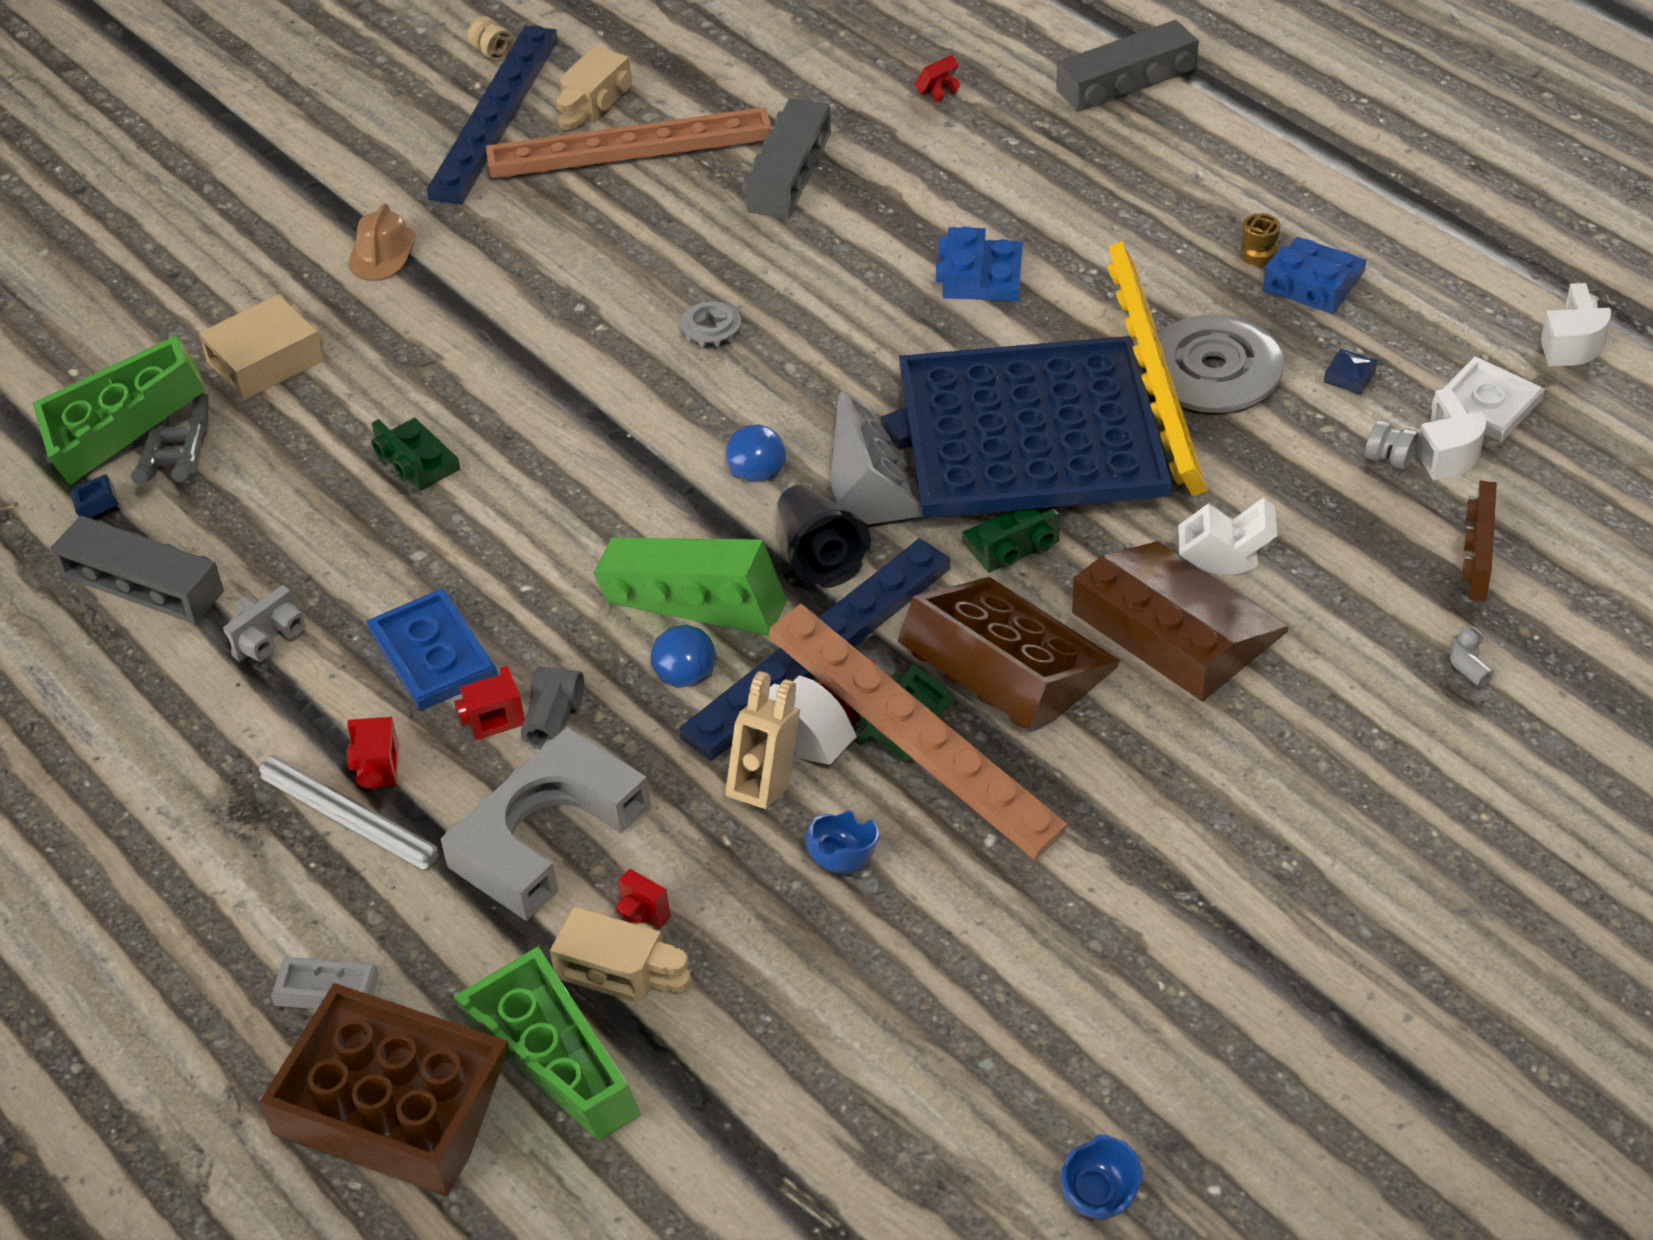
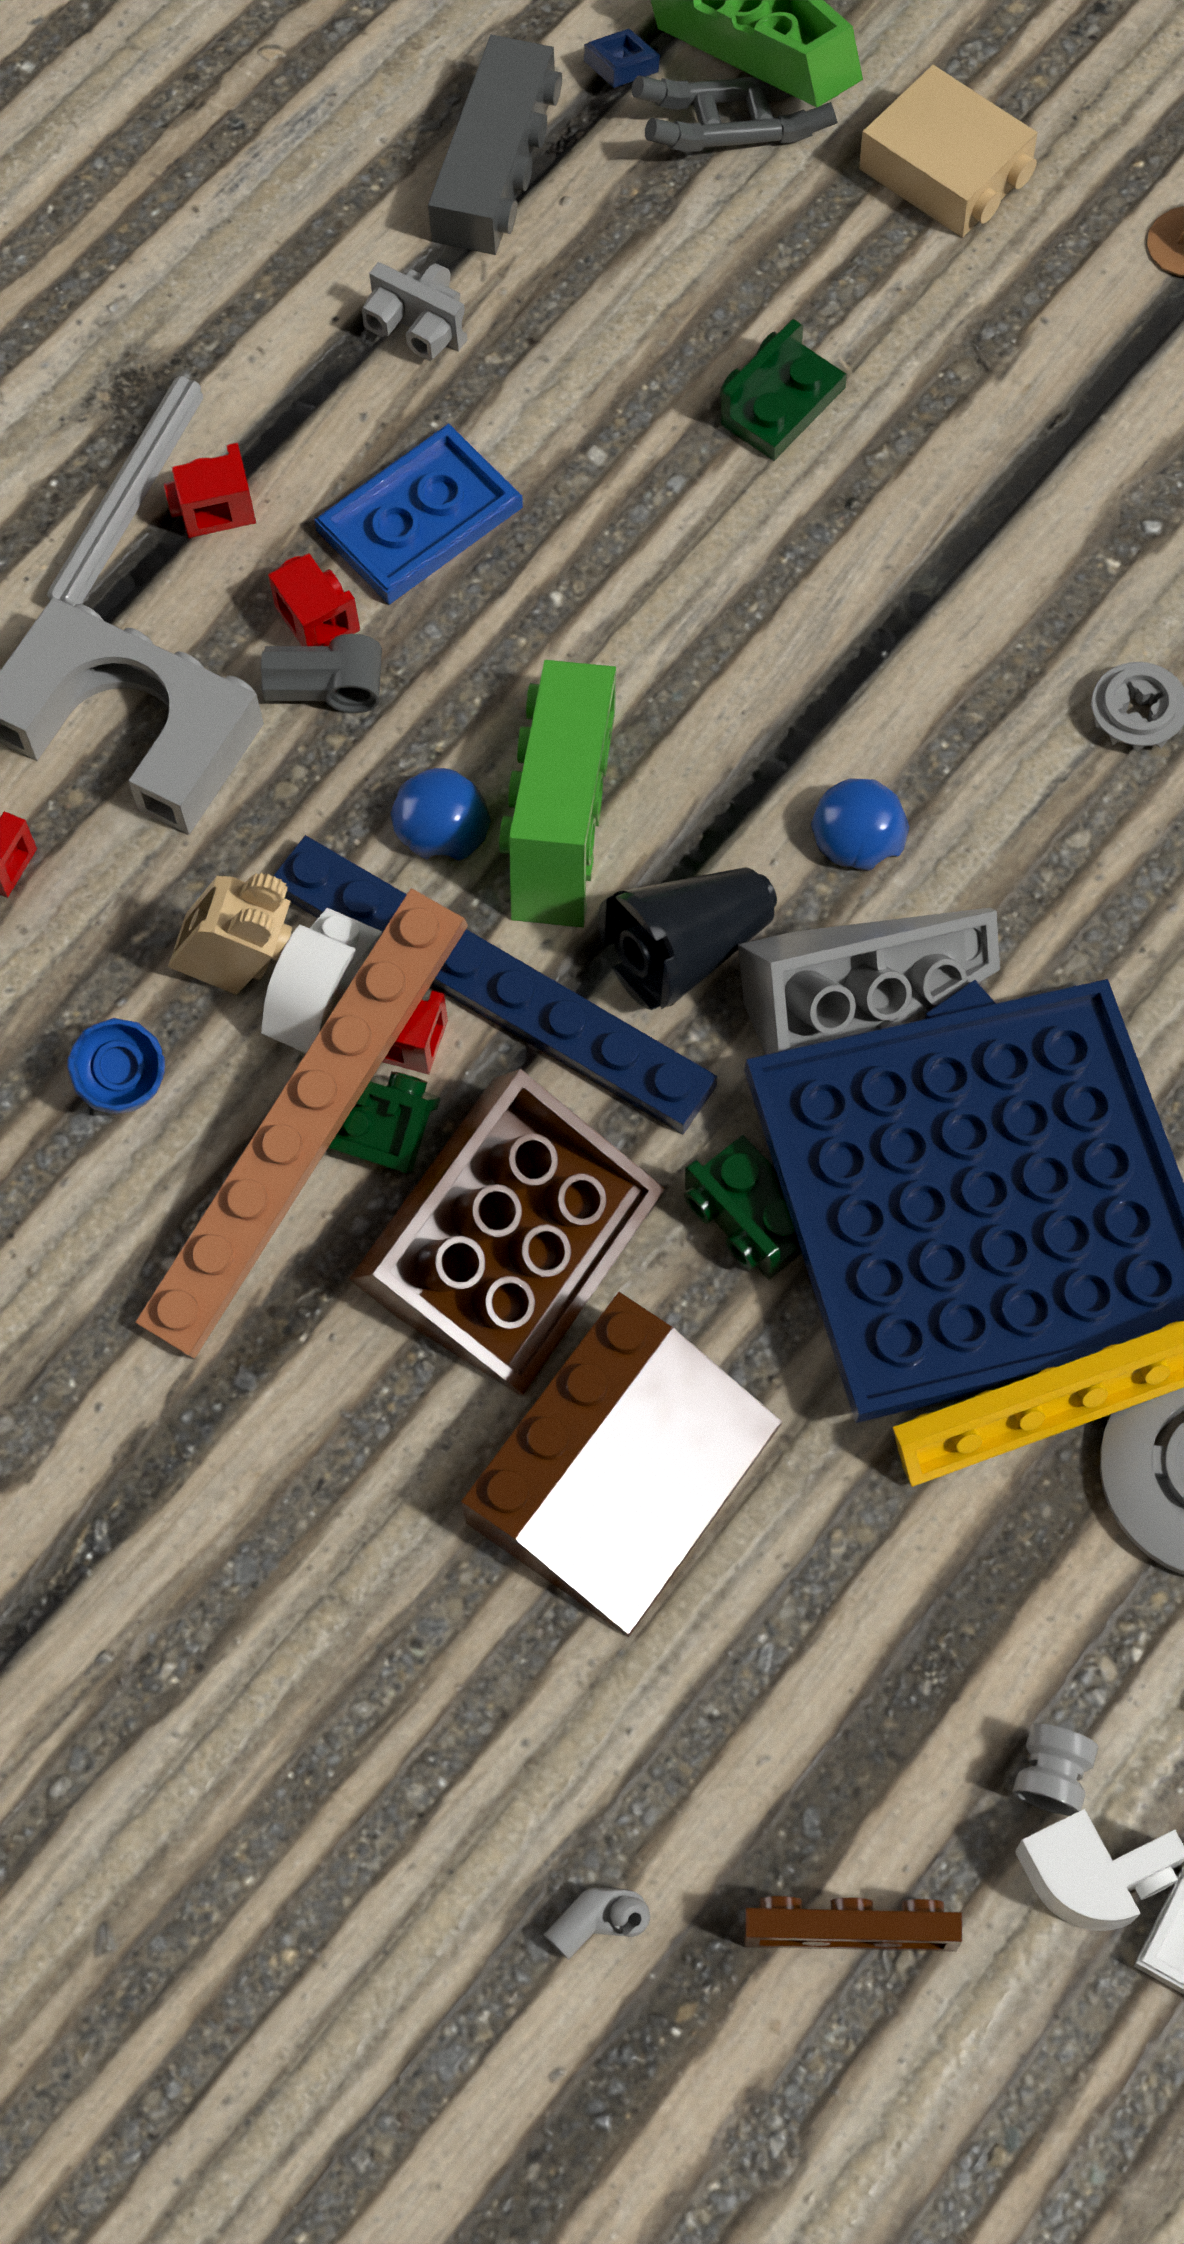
camera: 80 degrees right, 20 degrees up
(1227, 544) = (772, 1514): white brick -> none

